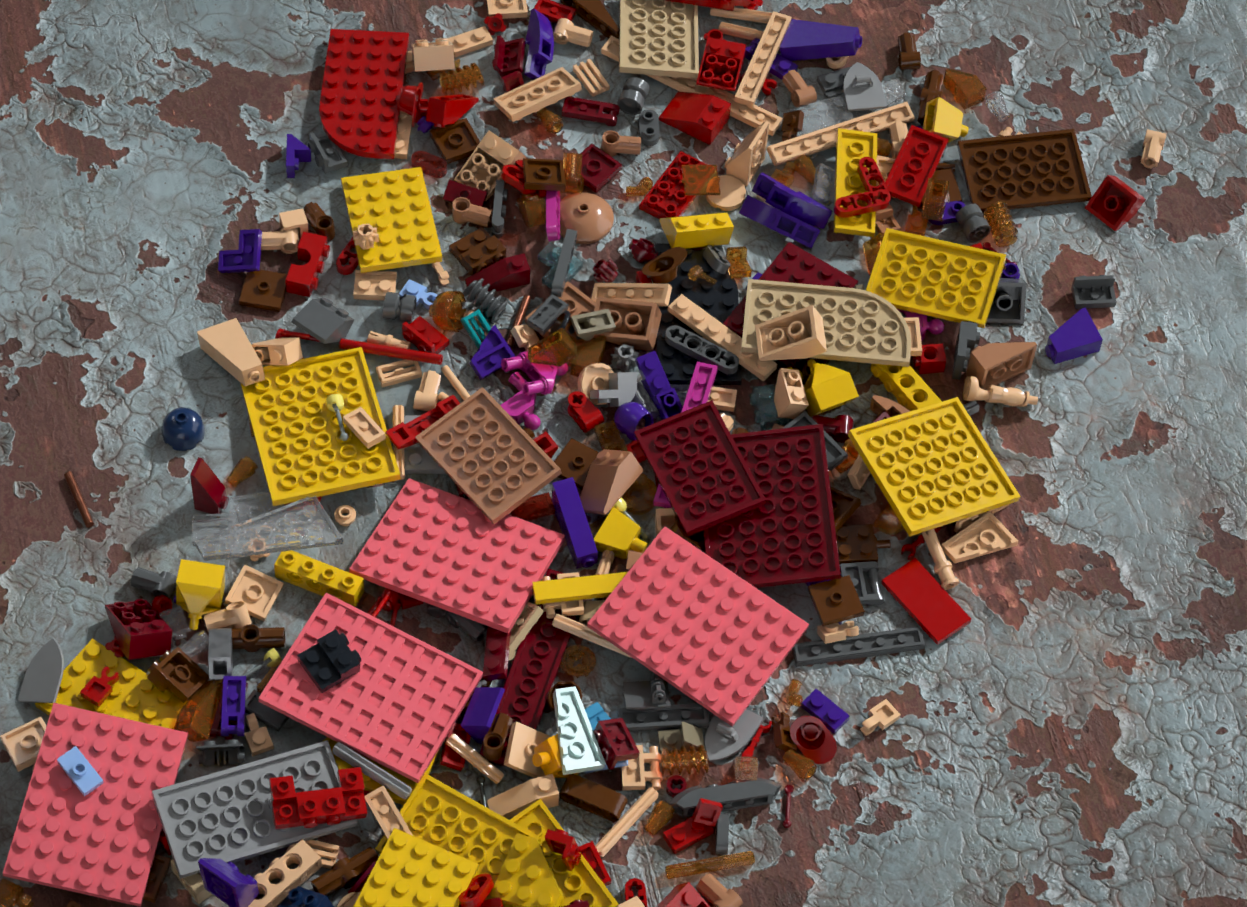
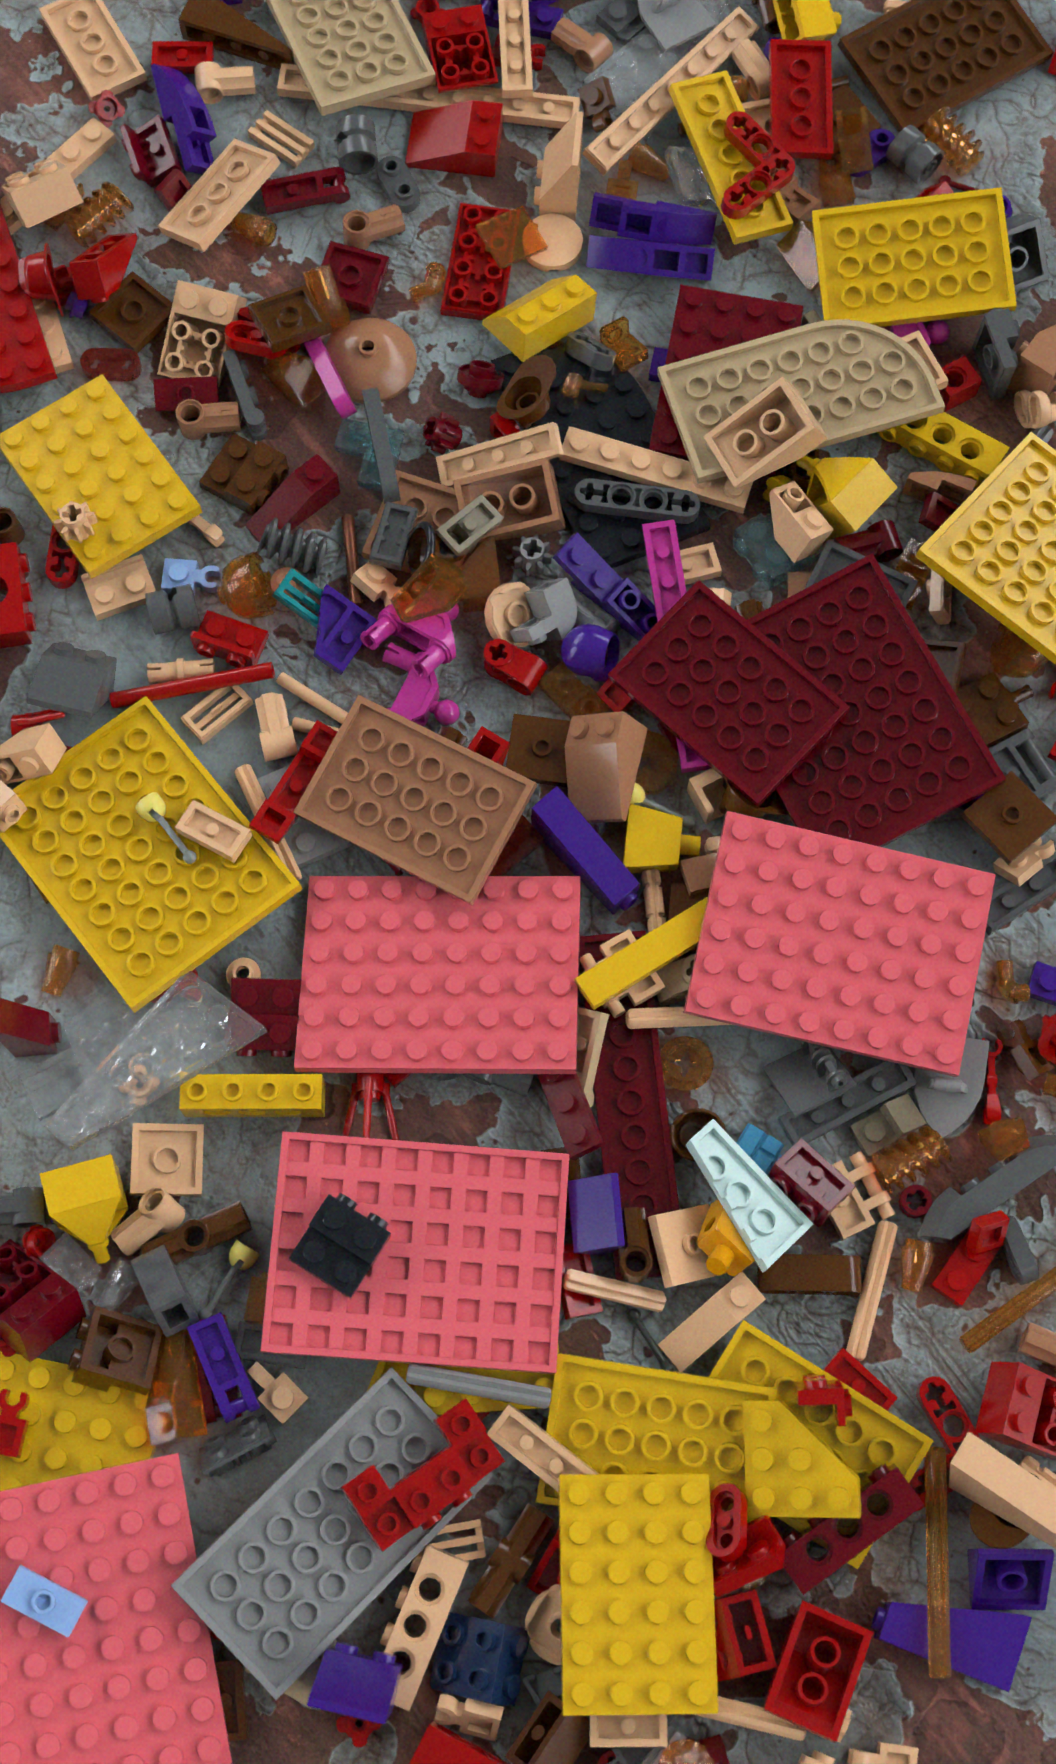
camera: 20 degrees left, 15 degrees up
(354, 534) = (275, 1006): none -> dark red plate

